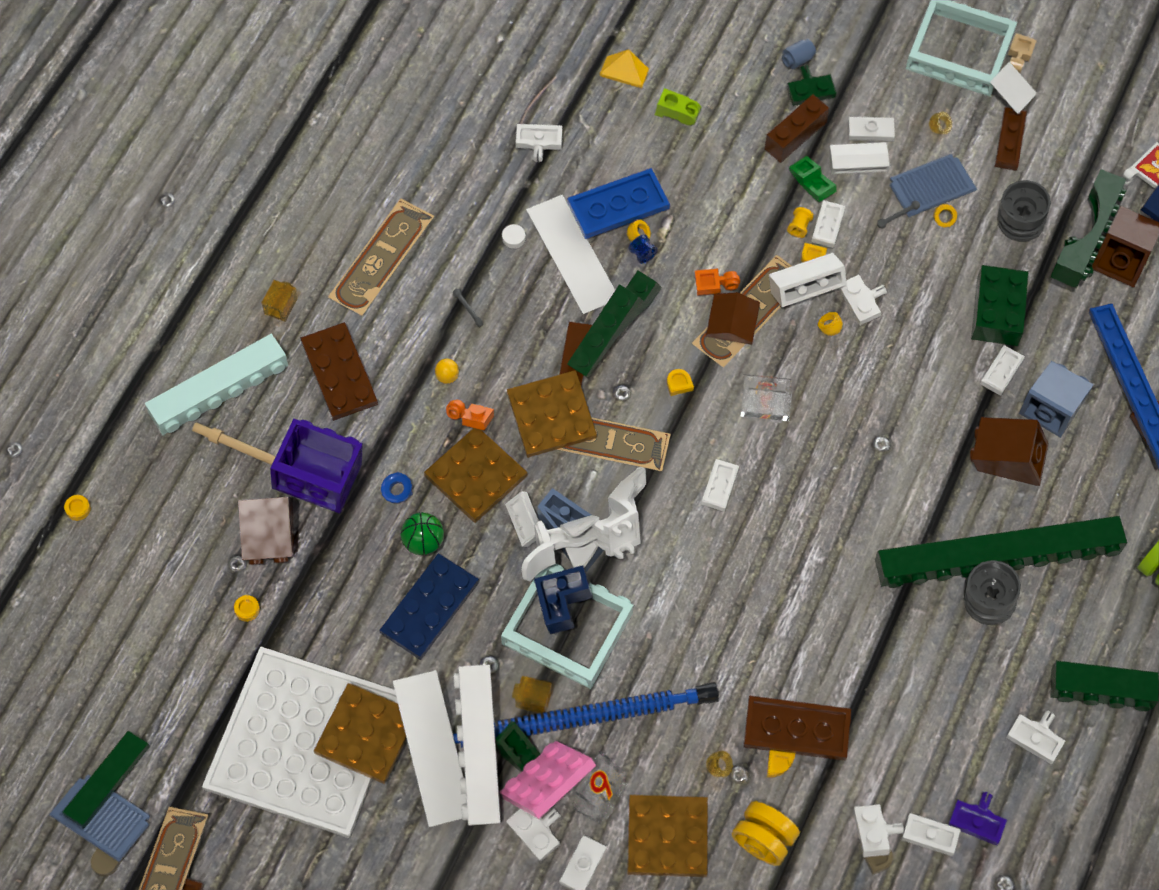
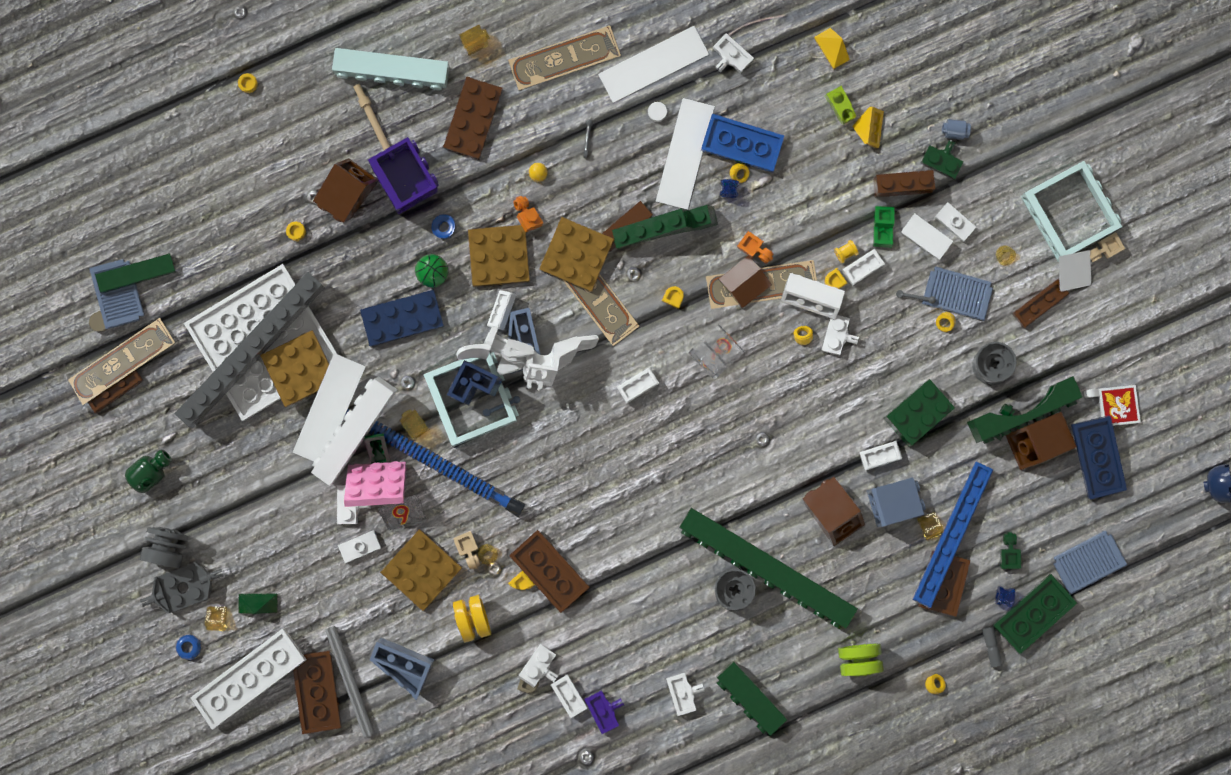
camera: 40 degrees right, 20 degrees up
(298, 755) = (249, 350): none -> dark grey brick
(471, 201) = (653, 64): none -> white sticker
(595, 628) = (486, 412): none -> sand blue hinge
(691, 771) = (465, 545): none -> tan plate
(719, 108) = (870, 126): none -> yellow slope
(1106, 396) = (930, 525): none -> clear yellow slope

